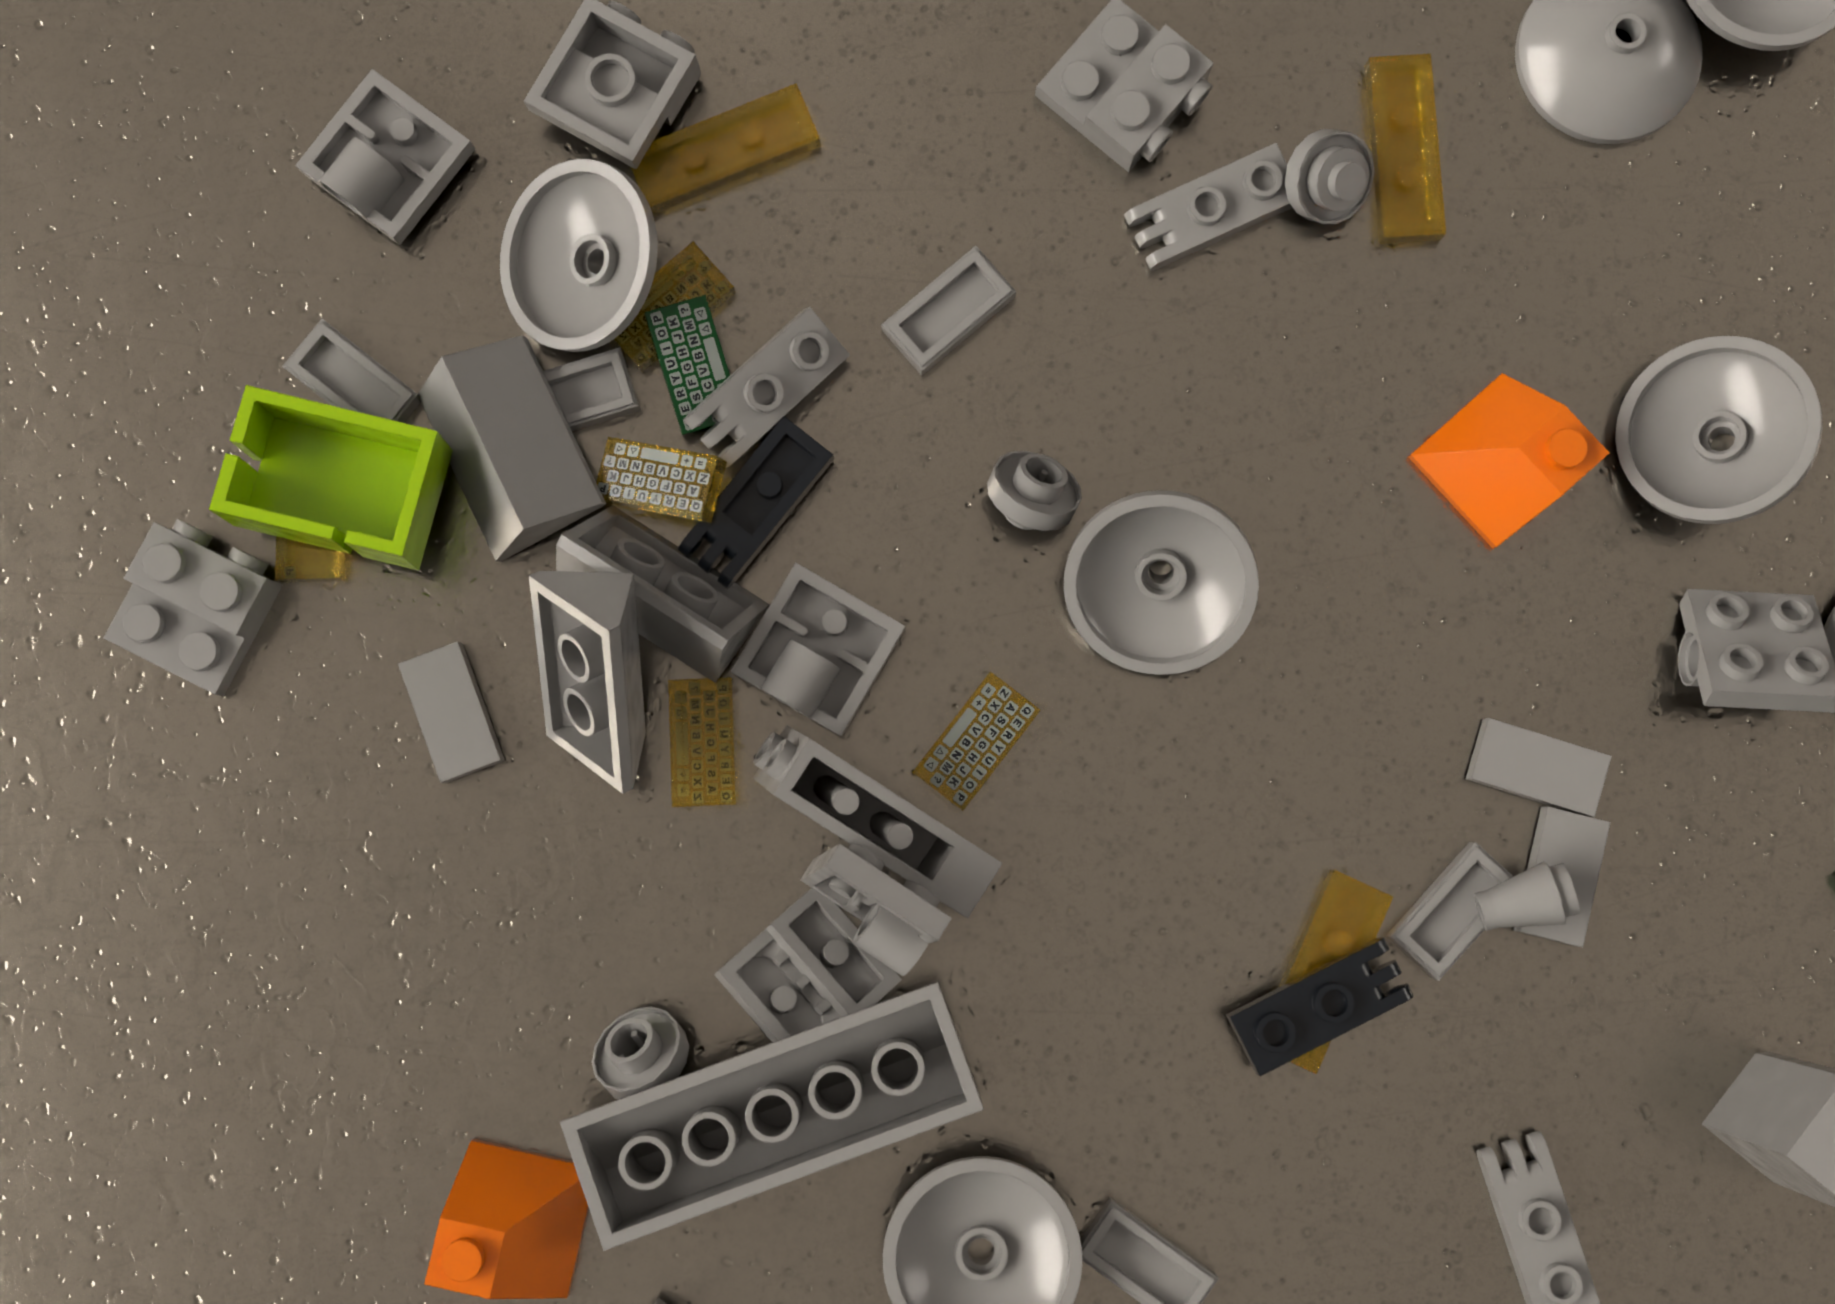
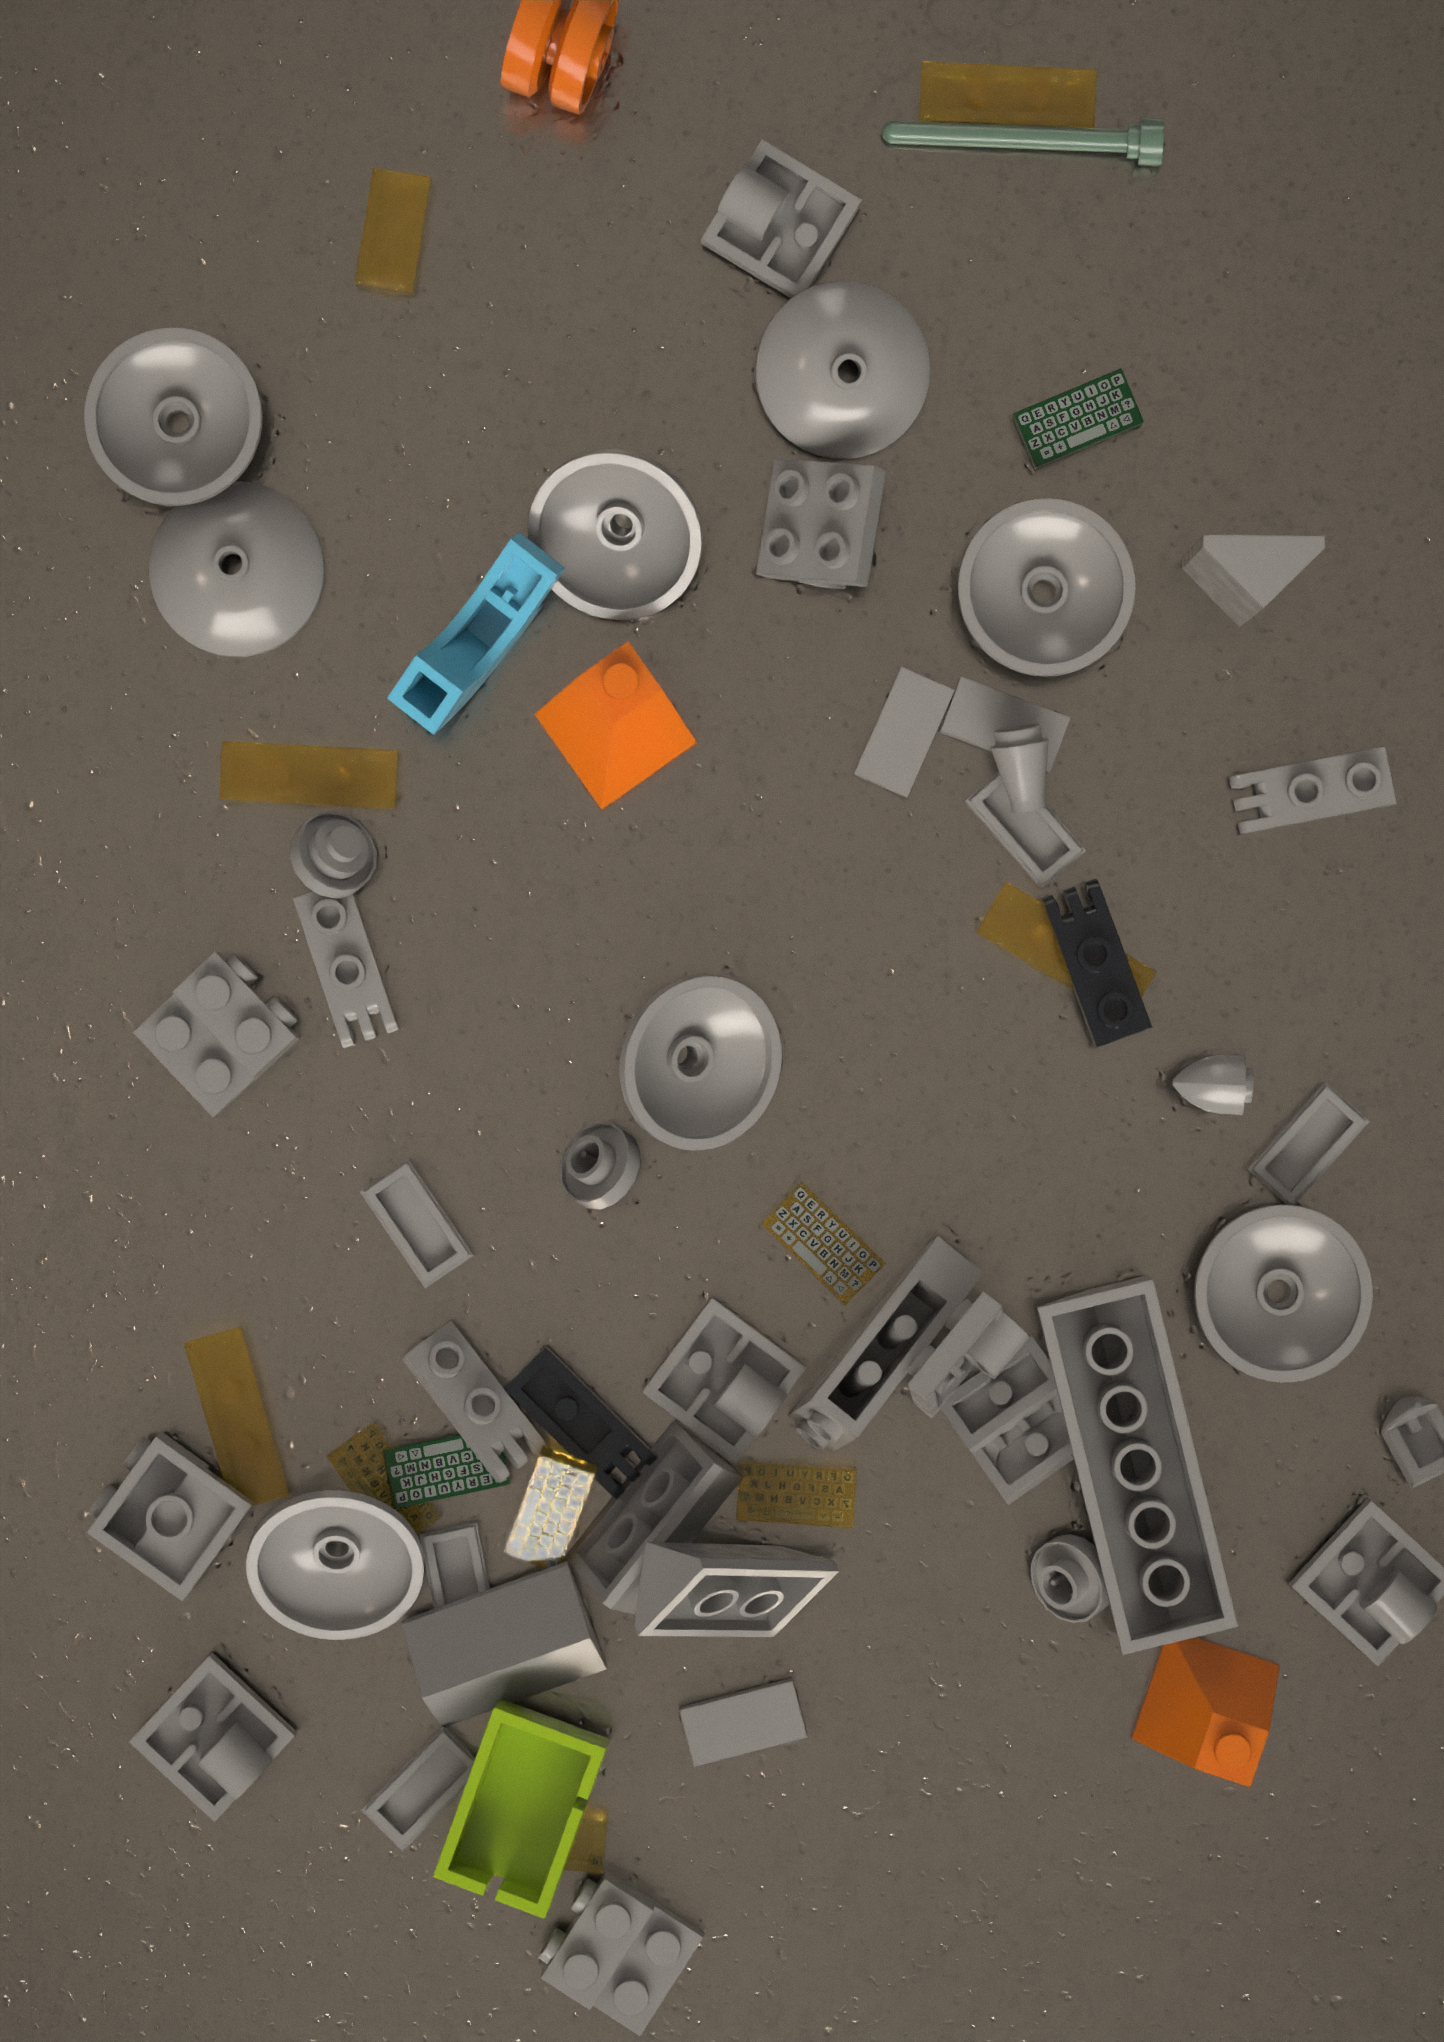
camera: 85 degrees left, 5 degrees up
(1205, 1157) = (1217, 1084): none -> light grey plate
(1559, 290) = (478, 637): none -> medium azure arch
(1768, 911) = (1053, 545): none -> light grey dish

